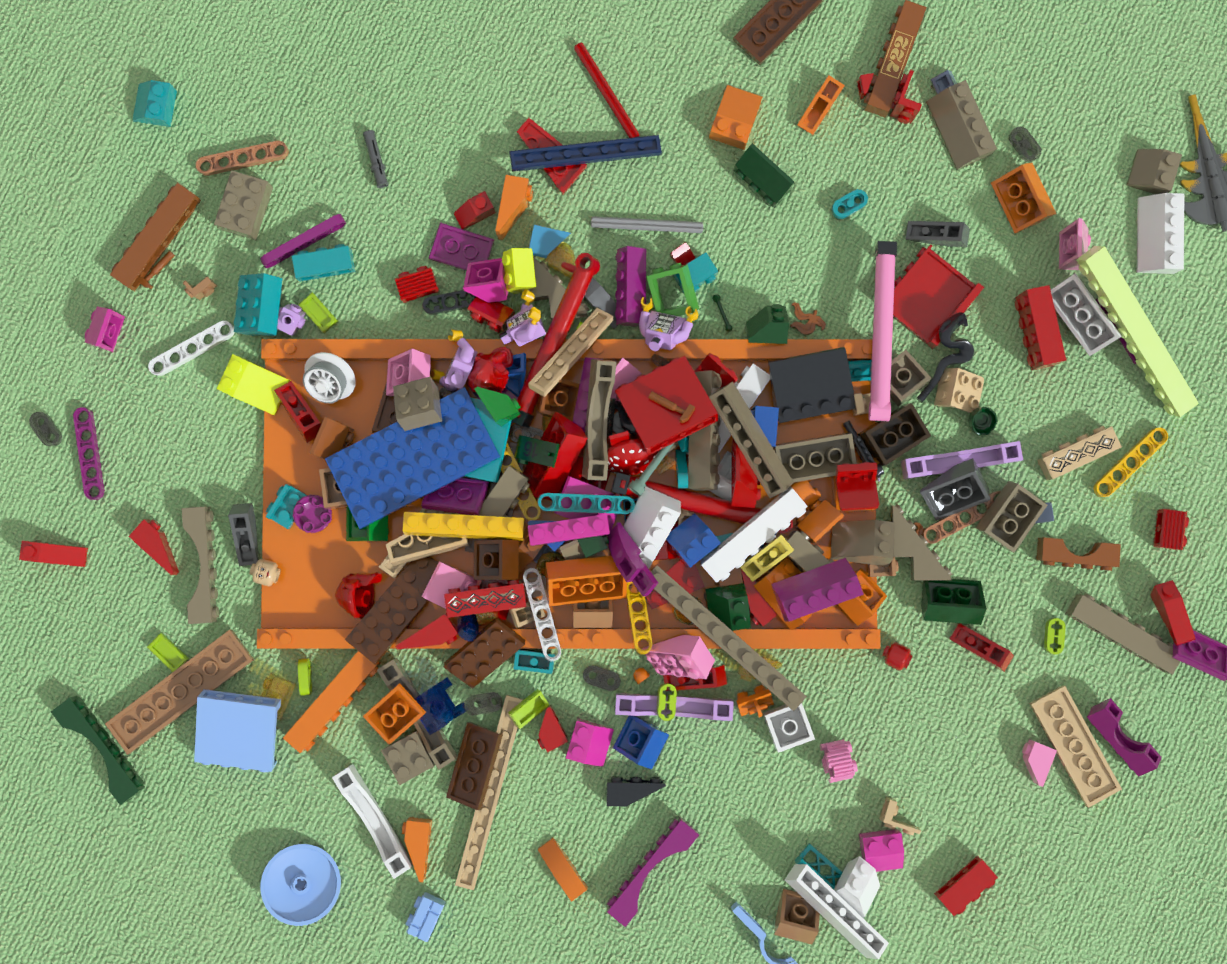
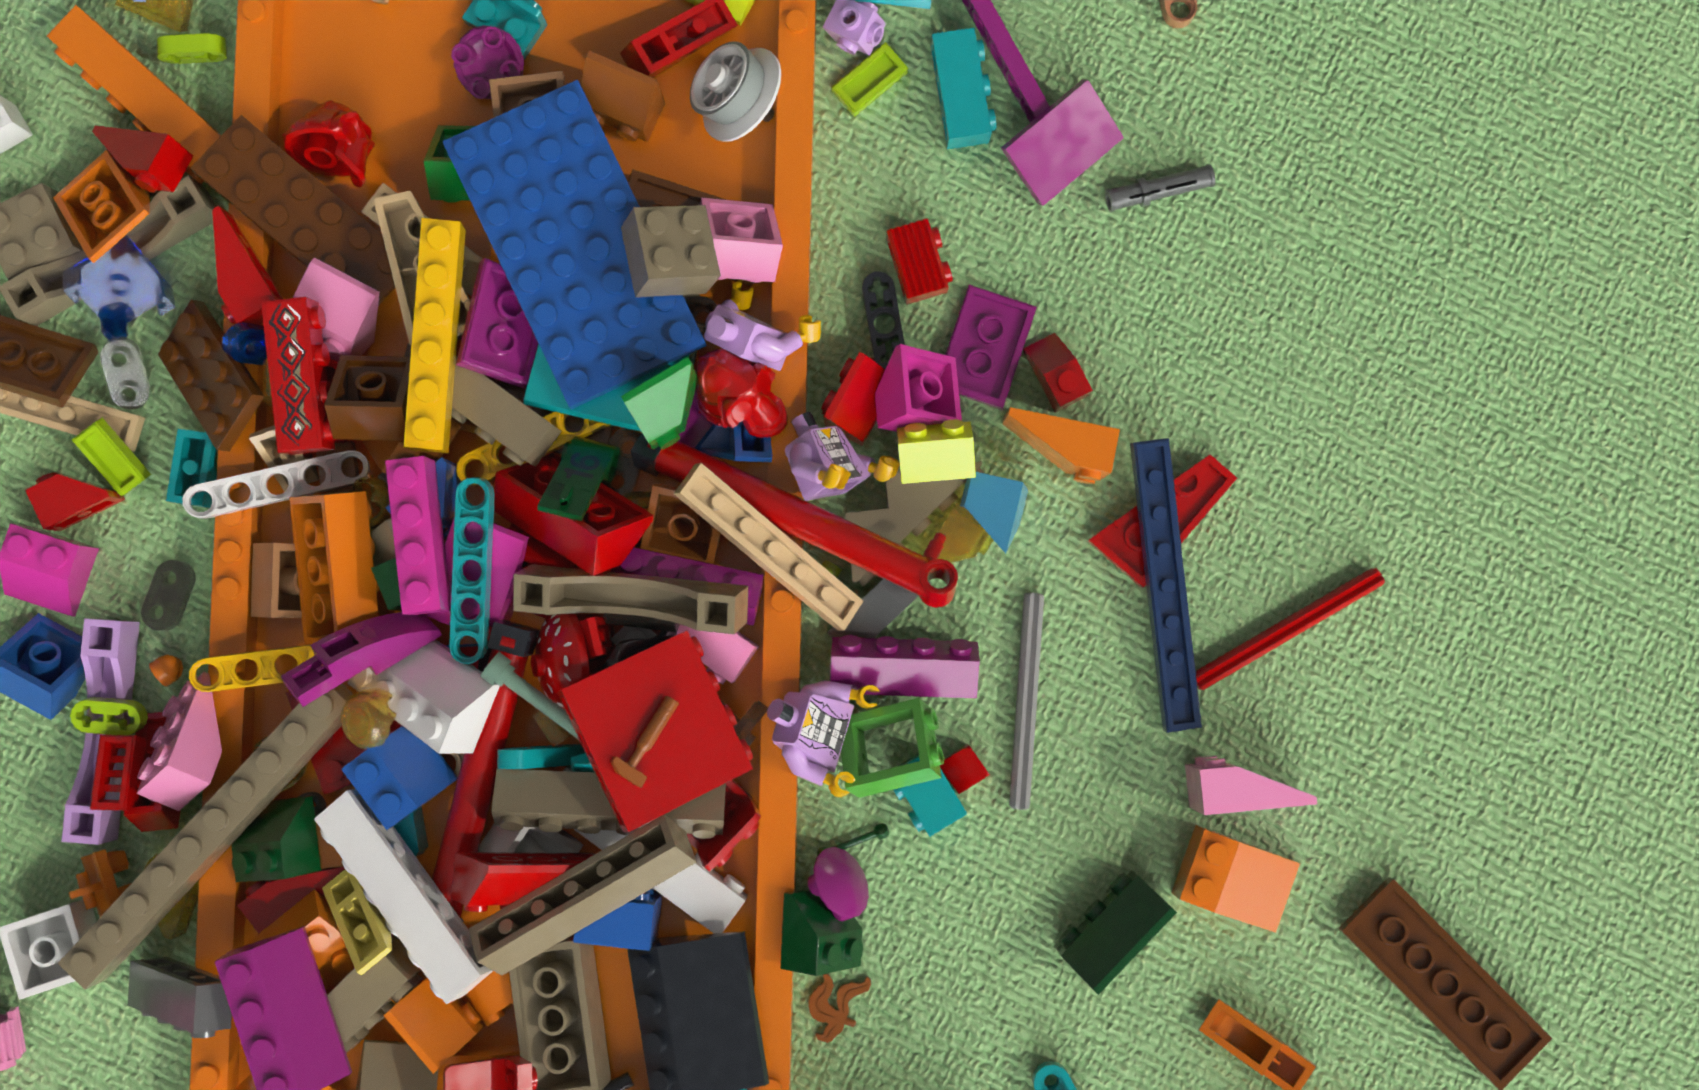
camera: 95 degrees right, 0 degrees up
(352, 209) = (1062, 142): none -> magenta tile
(367, 690) = (150, 157): none -> red slope
(663, 553) = (367, 718): none -> clear yellow hair
(680, 699) = (106, 758): none -> red slope
(688, 125) = (1226, 788): none -> bright pink slope
(743, 316) = (839, 883): none -> magenta dish
(809, 652) = (179, 996): none -> dark grey brick

